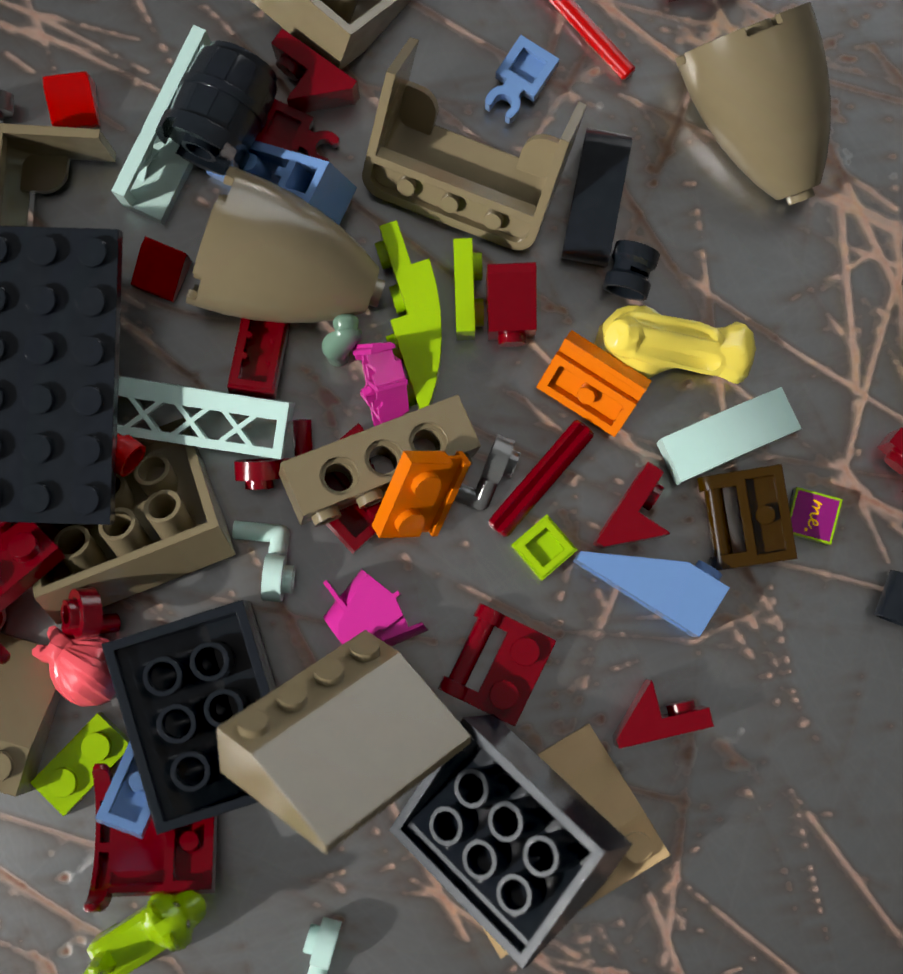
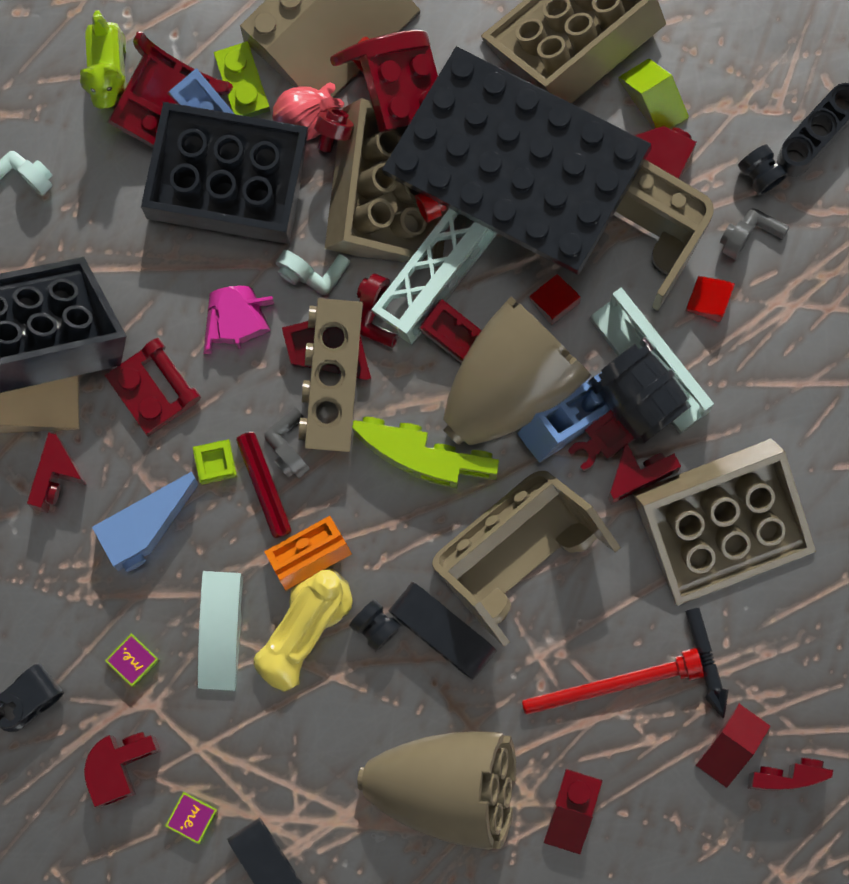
camera: 120 degrees right, 5 degrees down
(340, 740) = (153, 245): dark tan slope -> none
(342, 340) = (432, 395): sand green arm -> none
(385, 381) = (388, 406): dark pink piece -> none
(420, 493) = (293, 388): orange plate -> none
(467, 269) = (438, 508): lime plate -> none
(511, 303) = (394, 523): dark red slope -> none
(522, 74) = (563, 628): medium blue plate -> none
(626, 522) = (198, 525): dark red slope -> none
(763, 515) = (152, 622): dark brown plate -> none

